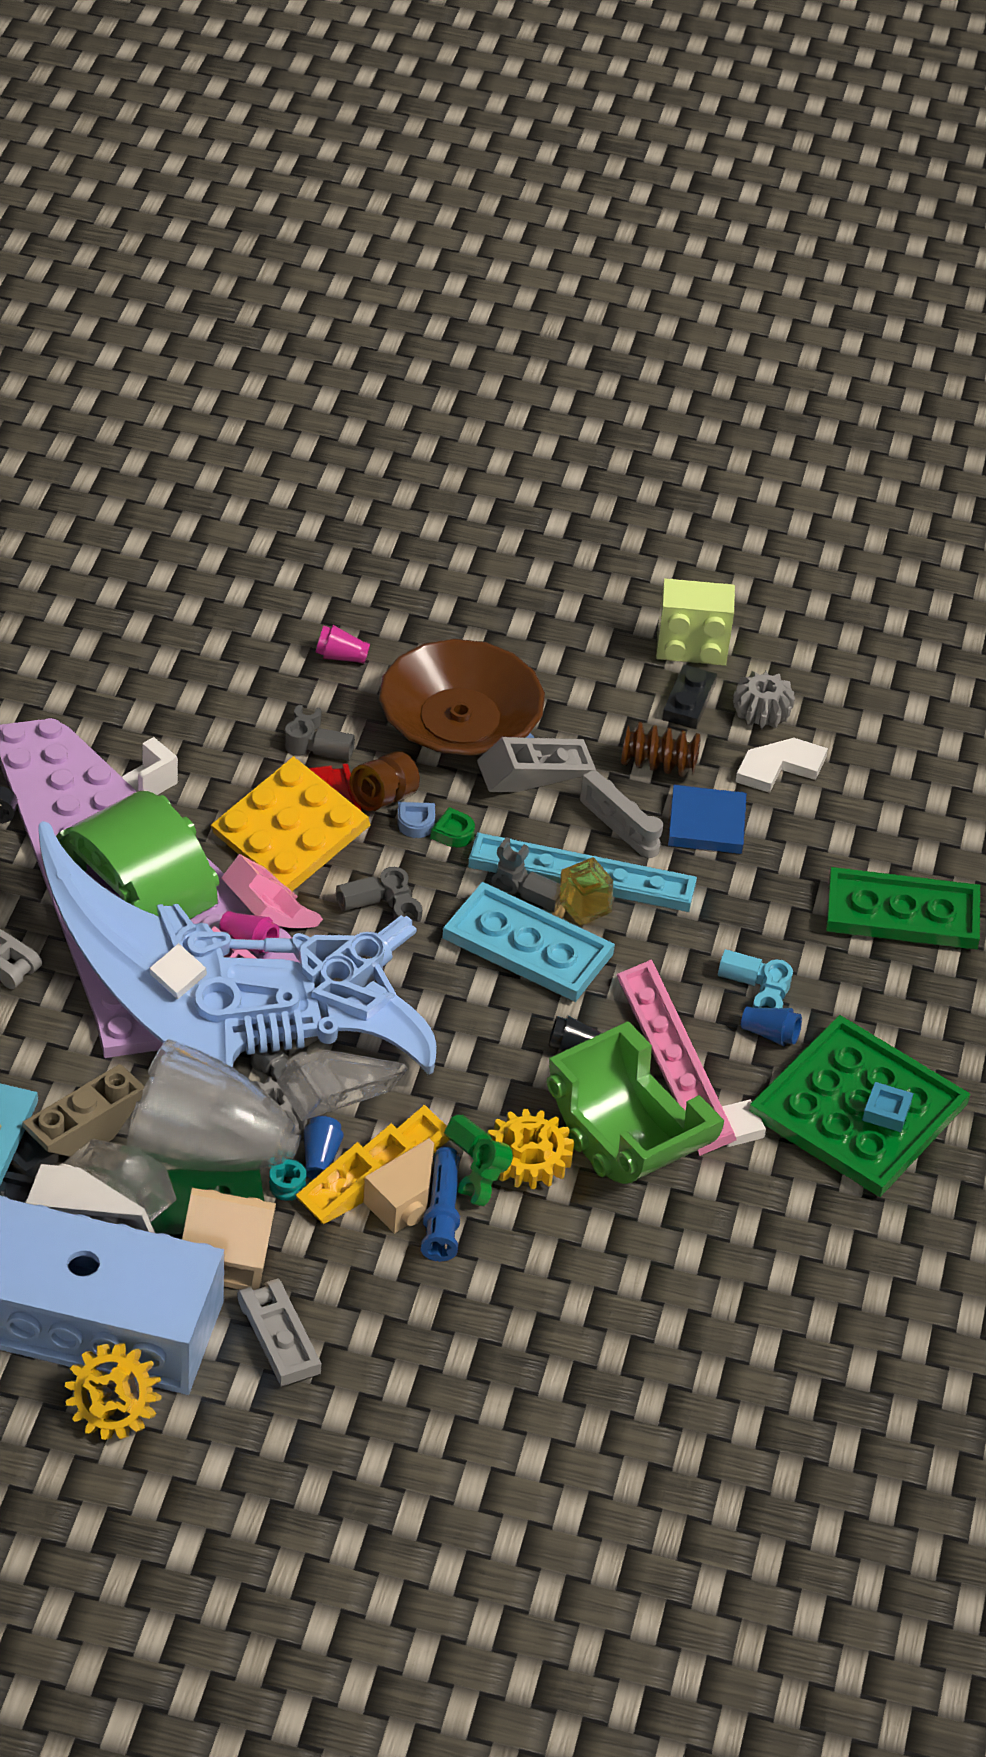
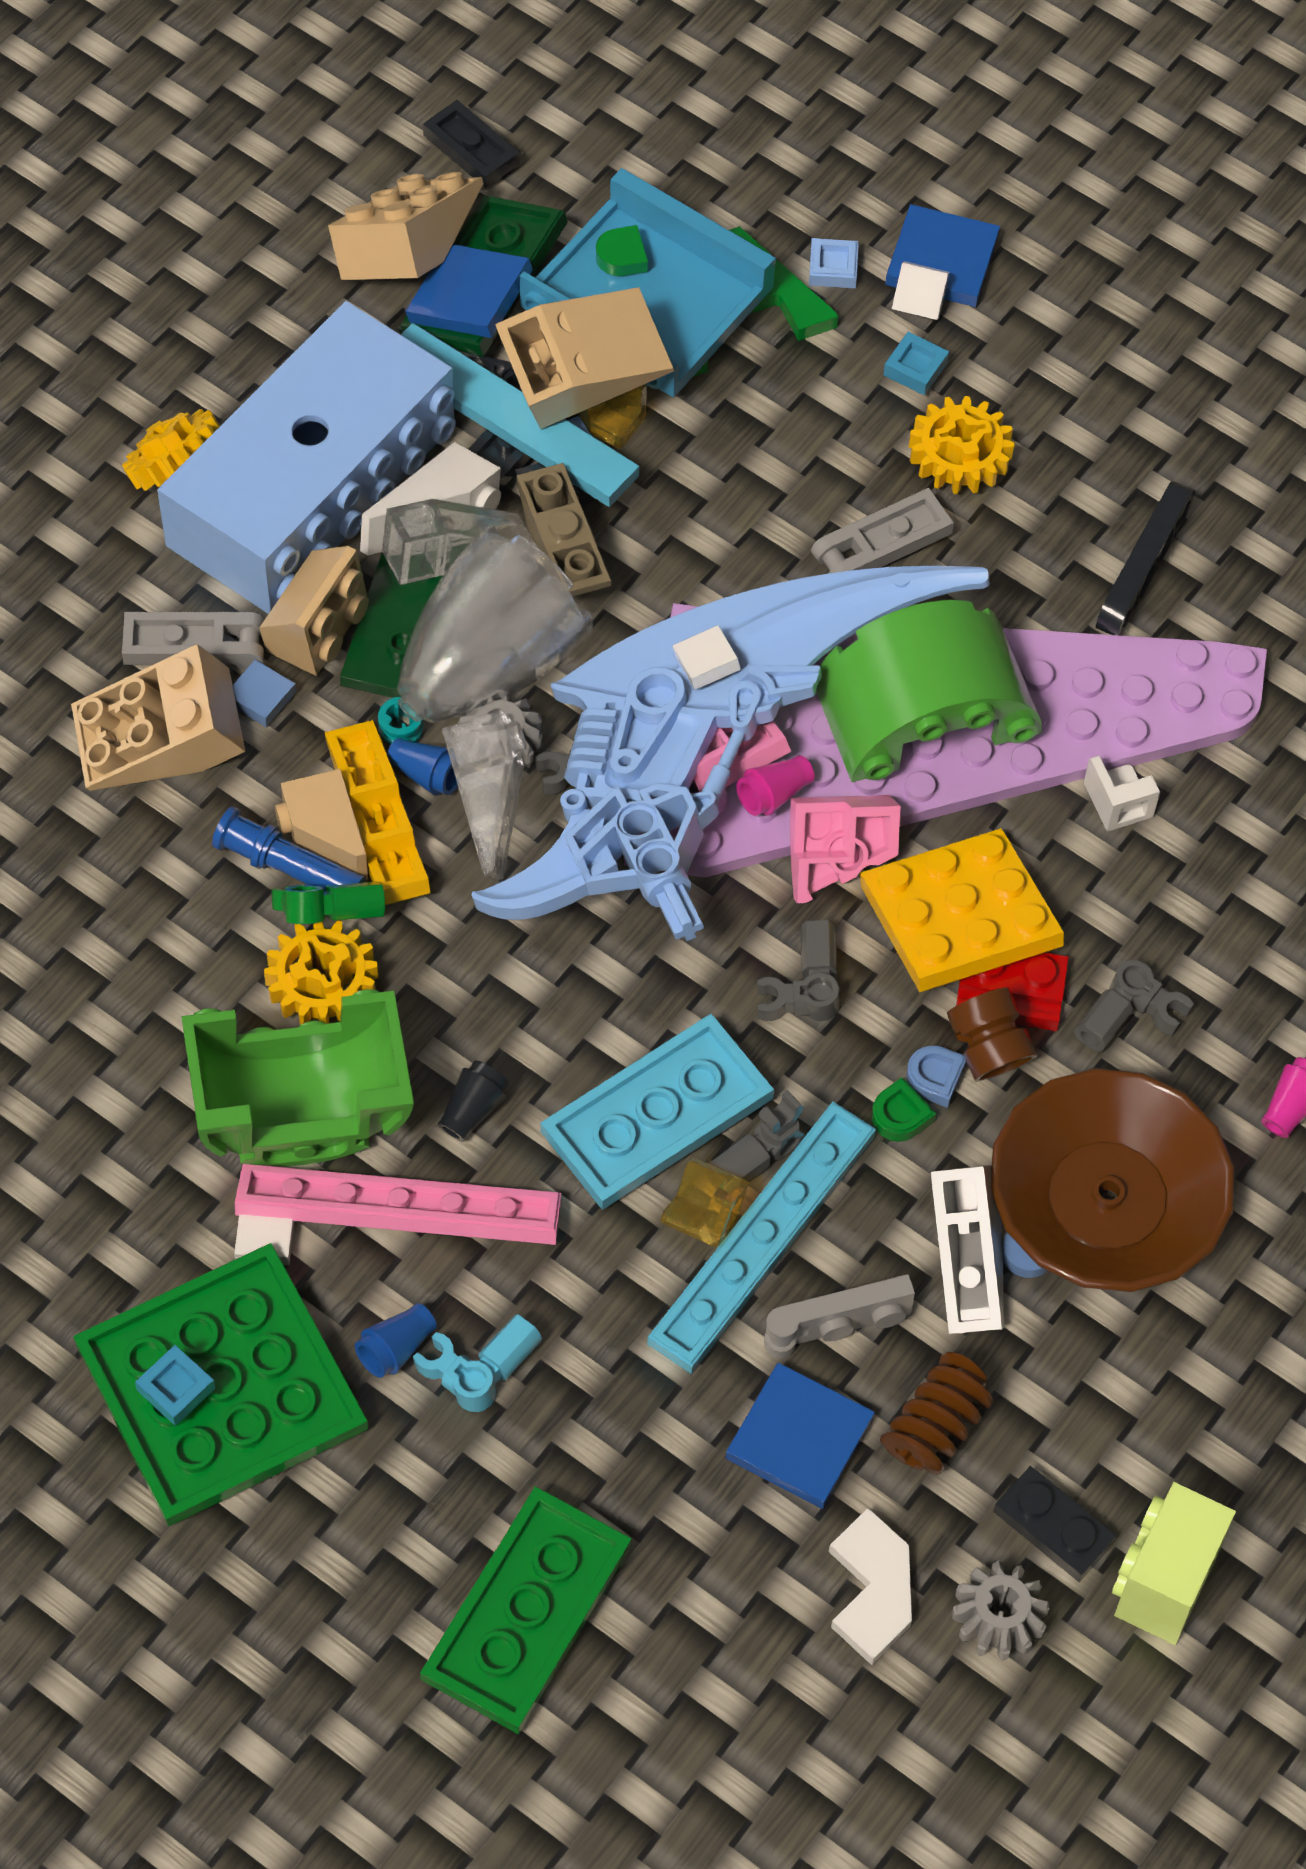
camera: 115 degrees right, 15 degrees up
(304, 1275) = (262, 693): none -> medium blue tile
(370, 1322) = (159, 722): none -> tan slope

